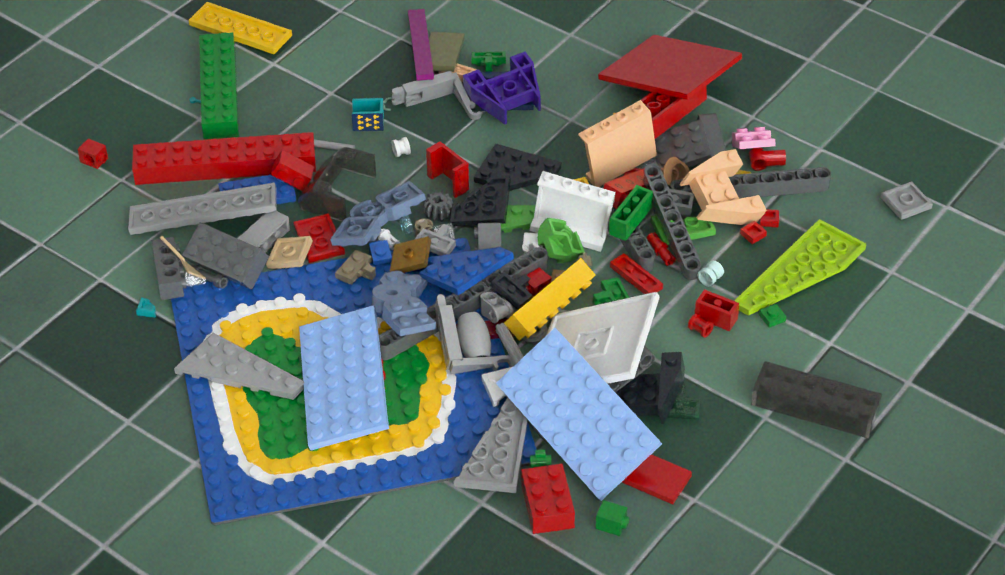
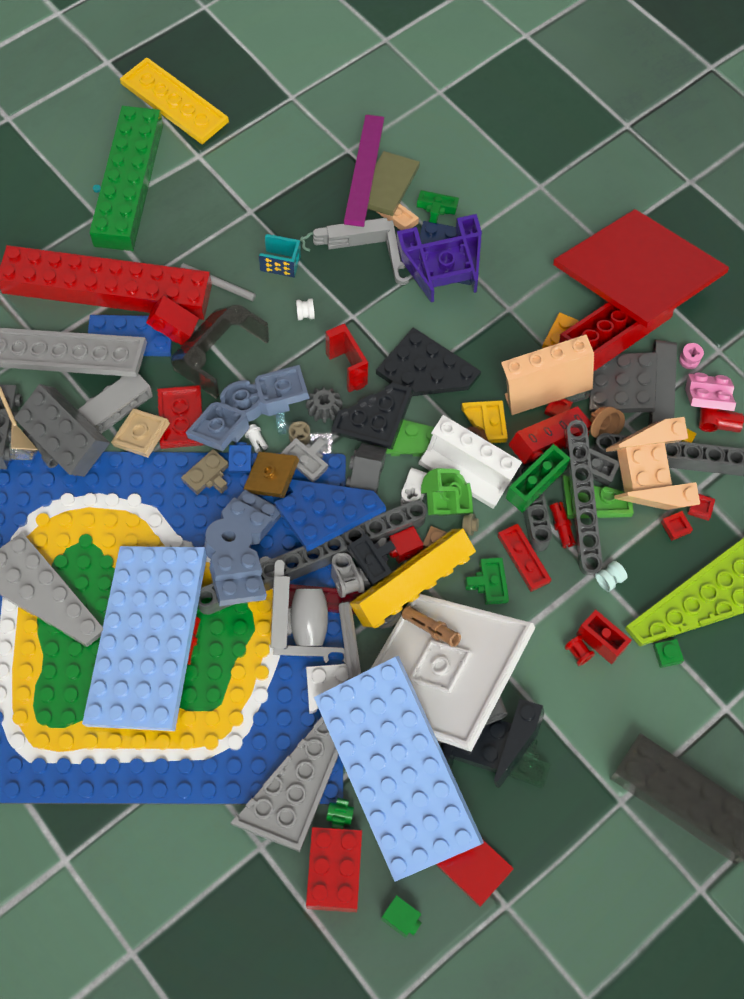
camera: 10 degrees right, 20 degrees up
(581, 322) = (438, 629): none -> medium nougat pin
(730, 121) = (686, 358): none -> bright pink wheel

